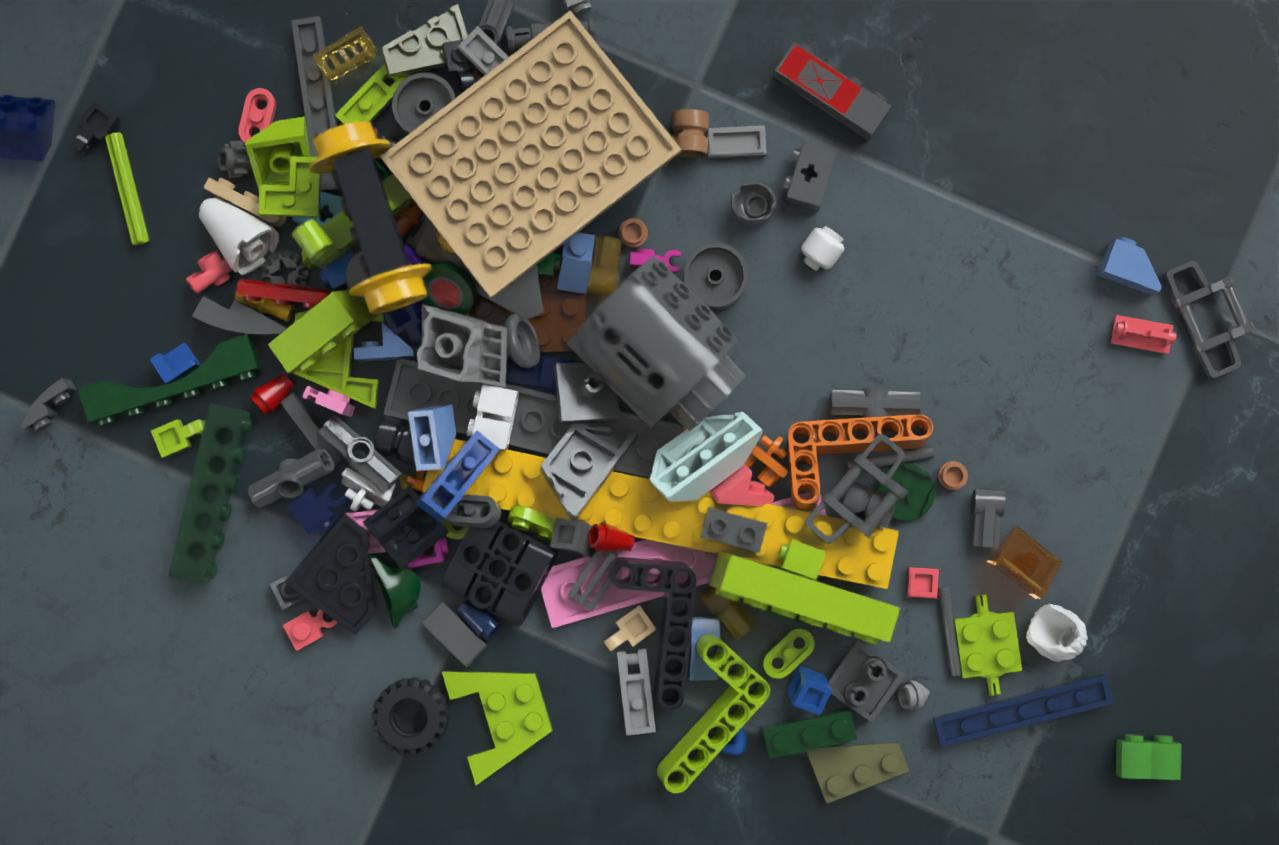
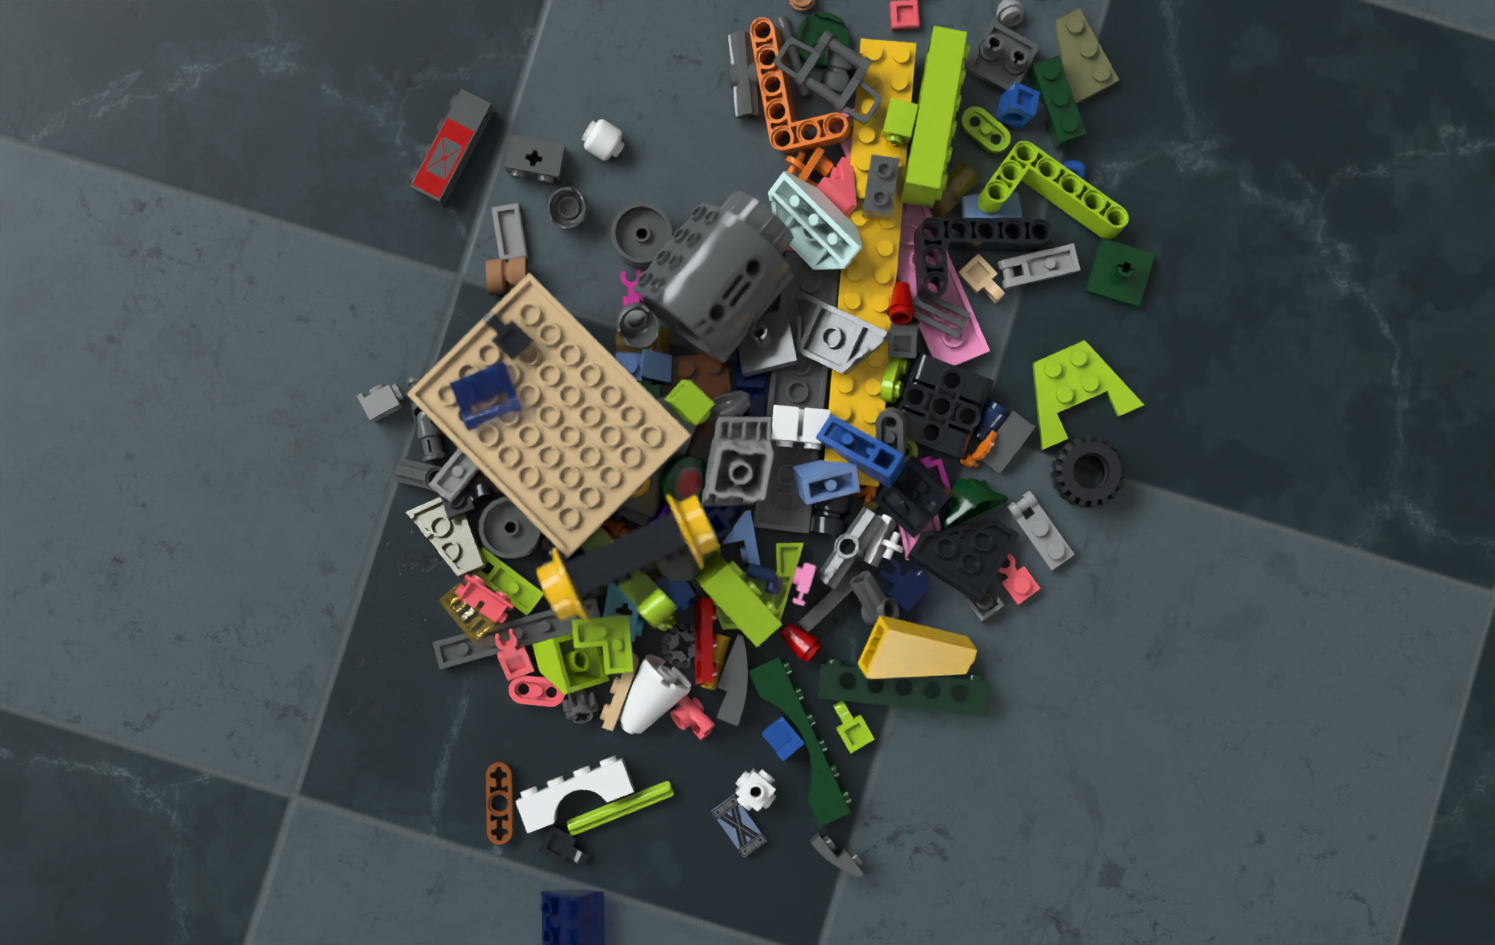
camera: 100 degrees left, 0 degrees up
(93, 308) = (739, 825): none -> tile
(127, 73) = (490, 810): none -> dark orange beam
(135, 330) = (761, 780): none -> white brick
(155, 179) = (609, 780): none -> white arch
(244, 509) = (914, 650): none -> yellow slope
(291, 96) = (513, 658): none -> coral plate
(343, 363) = (765, 574): none -> dark blue arm
(349, 81) = (494, 602): none -> coral hinge
(356, 659) = (1040, 531): none -> light grey plate
(447, 607) = (982, 450): none -> orange piece
(526, 301) = (689, 402): none -> lime brick
(566, 88) = (482, 387): none -> clear blue plate
(613, 121) = (509, 337): none -> black plate
(617, 259) = (638, 325): none -> dark grey hair
(620, 778) = (1119, 272): none -> dark green tile
(633, 233) = (606, 319): nougat plate -> none

